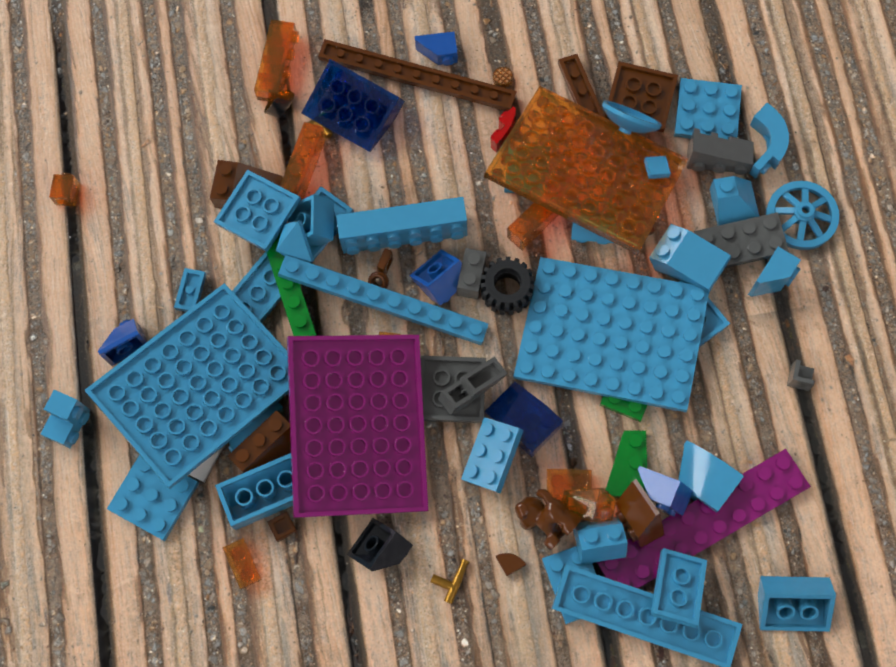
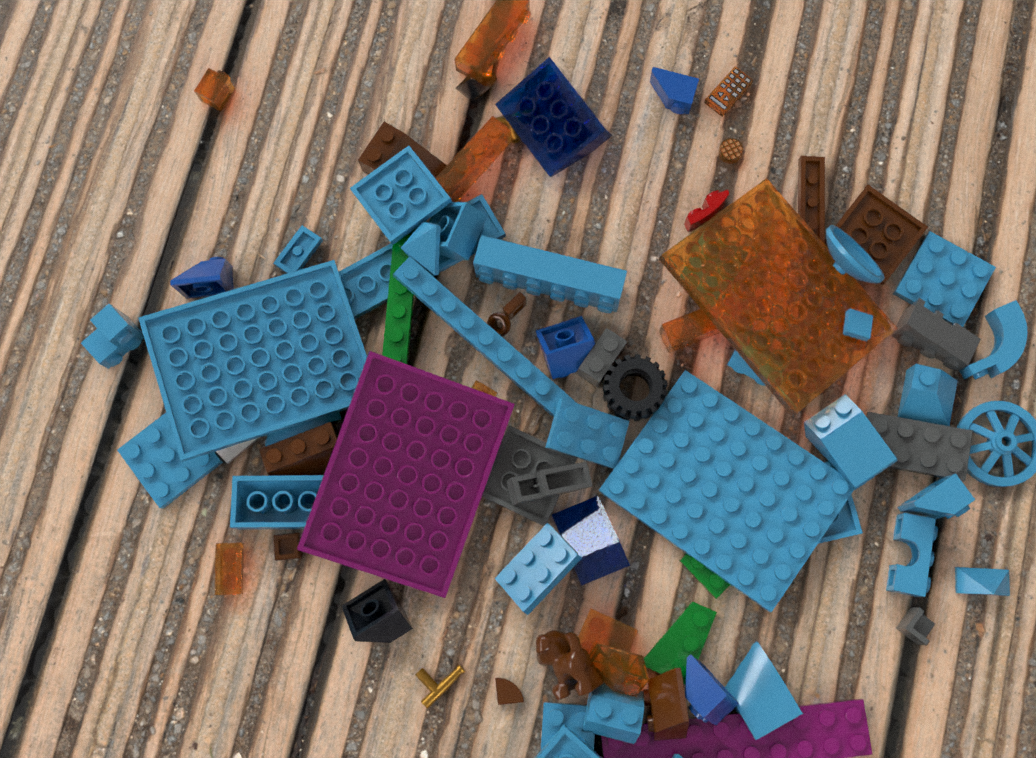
camera: 25 degrees right, 5 degrees up
(418, 75) = (639, 112): reddish brown plate -> none
(481, 33) = (728, 91): none -> clear orange tile
(485, 335) = (587, 433): none -> dark azure plate
(772, 306) = (919, 535): none -> dark azure arch
(835, 323) = (982, 581): none -> dark azure slope

